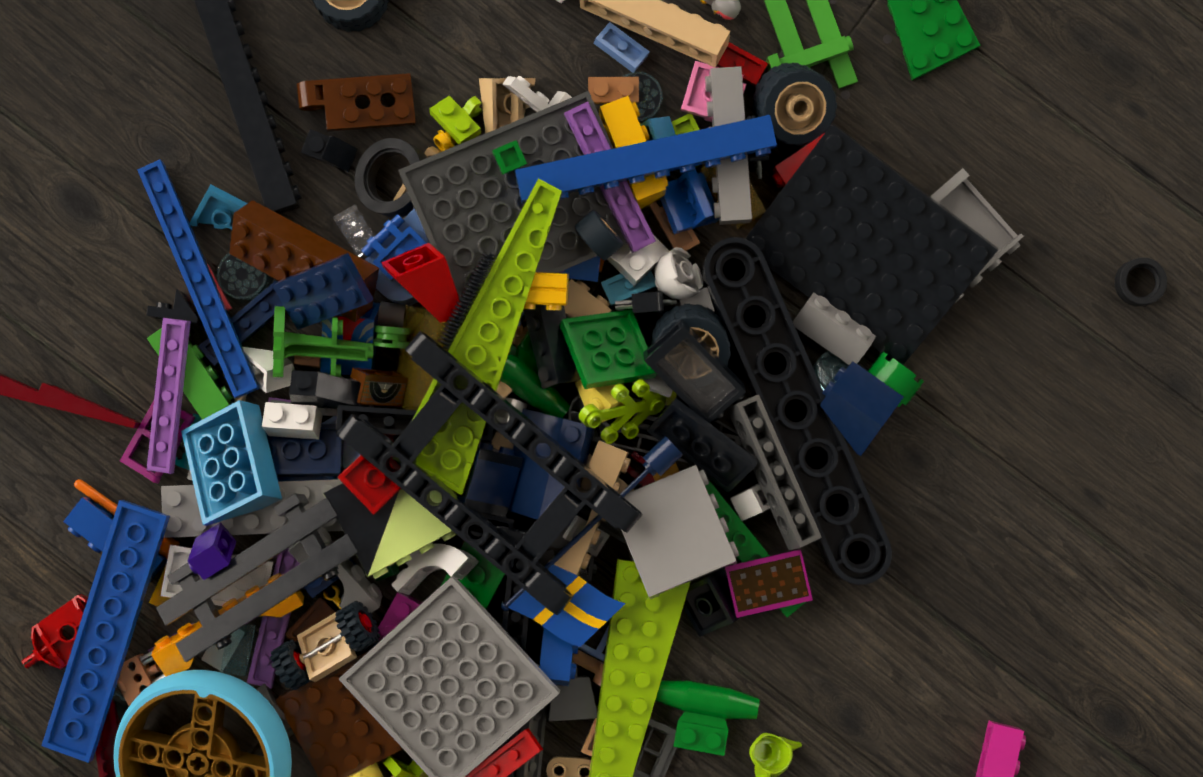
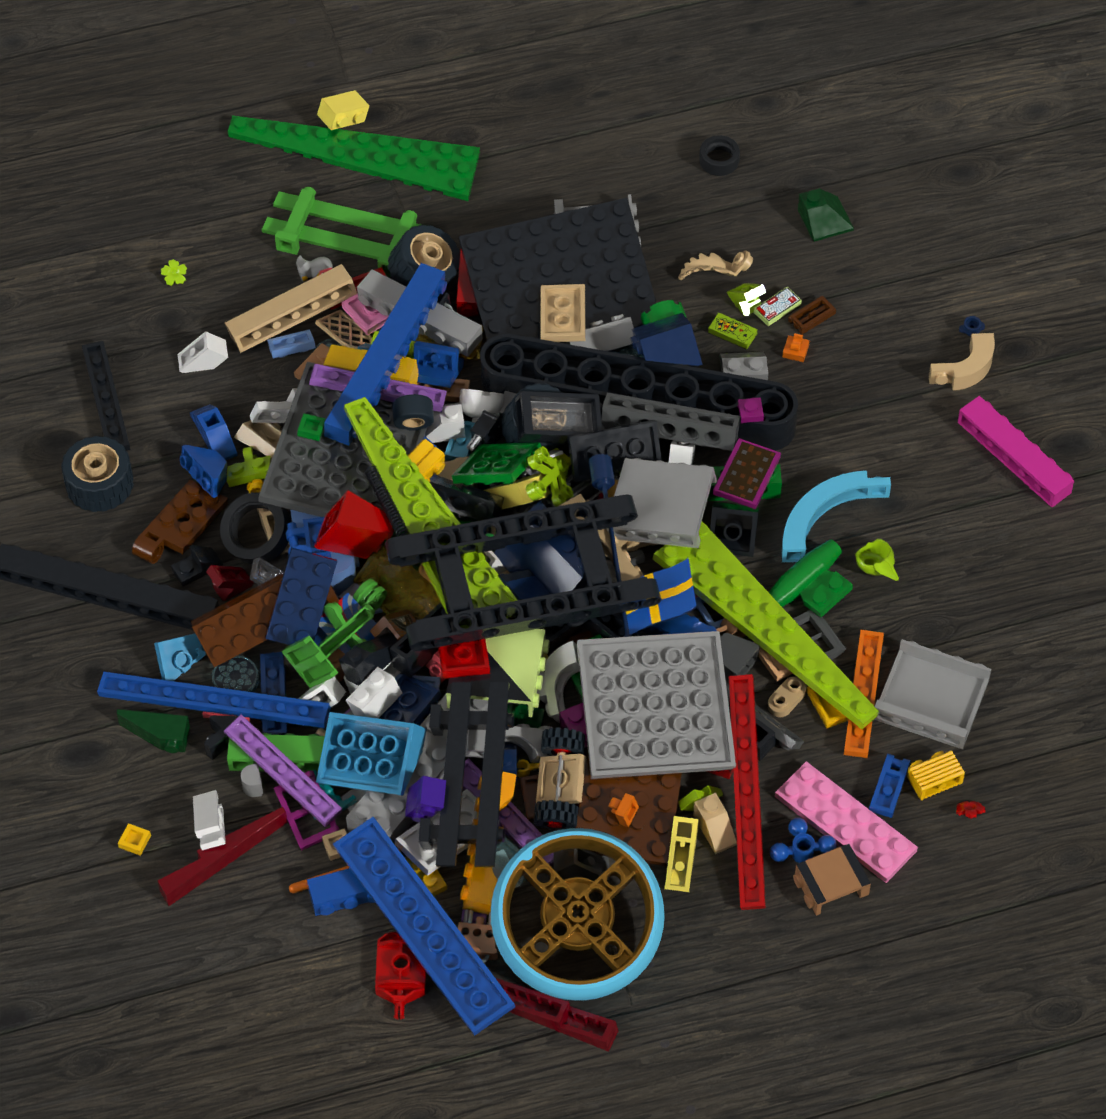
camera: 50 degrees left, 30 degrees down
(24, 316) = (134, 839): none -> yellow plate
(76, 370) = (209, 820): none -> white piece
(140, 255) = (161, 730): none -> dark green slope
(142, 491) = (328, 841): none -> tan plate
(146, 372) = (251, 781): none -> light grey brick
(330, 192) = (229, 580): none -> dark red slope
(332, 725) = (625, 809): none -> orange tile
(426, 81) = (205, 467): none -> blue slope
(473, 53) = (214, 431): none -> blue slope
(678, 58) = (344, 342): none -> tan window
(786, 655) = (823, 498): none -> medium azure arch
(823, 283) = (563, 313): none -> tan plate
(836, 542) = (750, 410): none -> magenta plate
(901, 484) = (745, 364): none -> light grey slope
(939, 441) = (732, 330): none -> lime tile
(962, 514) = (796, 348): none -> orange tile
(988, 427) = (746, 297): none -> lime slope
(993, 496) = (814, 317): none -> reddish brown tile
(999, 463) = (777, 306): none -> tile
(1003, 374) = (741, 262): none -> tan plant
(1075, 698) = (969, 371): none -> tan arch
(1115, 666) = (973, 322): none -> dark blue plate
(1141, 433) = (823, 214): none -> dark green slope

